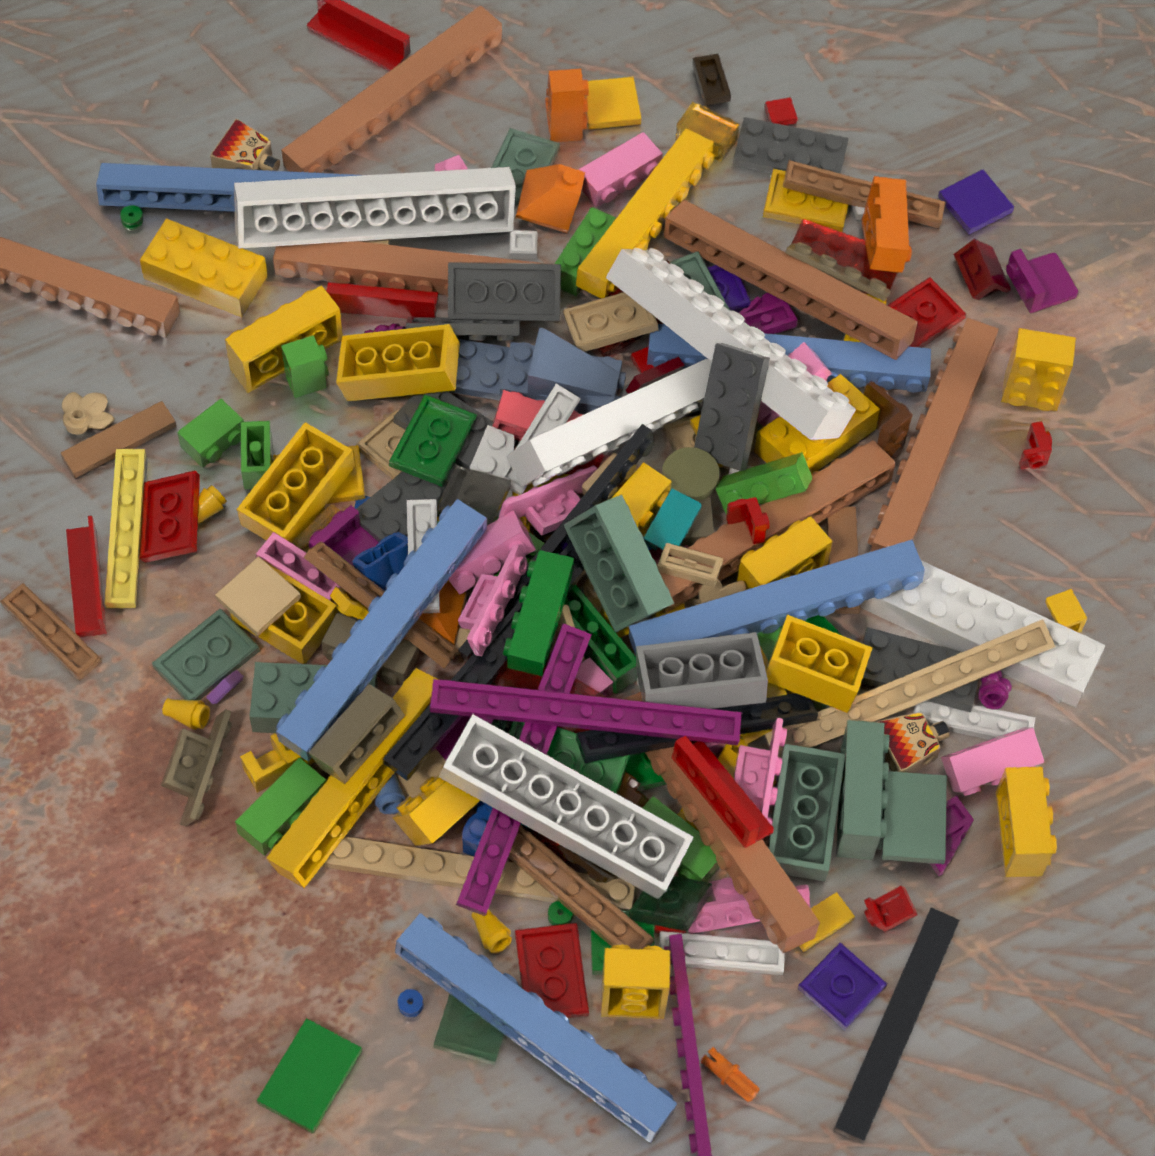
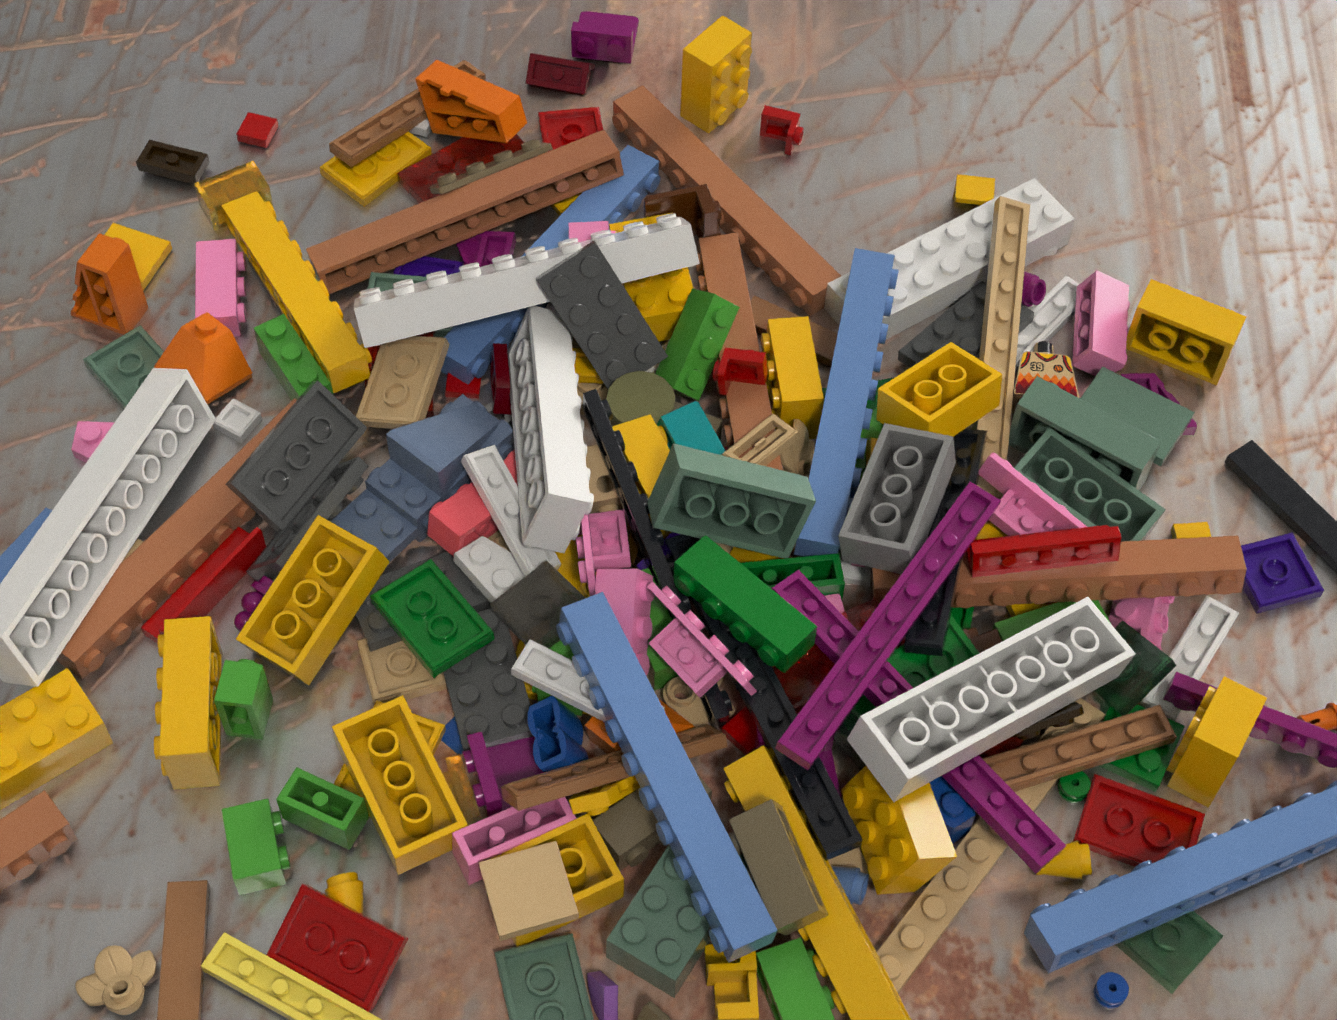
camera: 60 degrees left, 5 degrees down
(771, 146) = (299, 149): dark grey plate -> none
(890, 909) = (1215, 487): red bracket -> none
(976, 201) = (480, 39): dark purple tile -> none

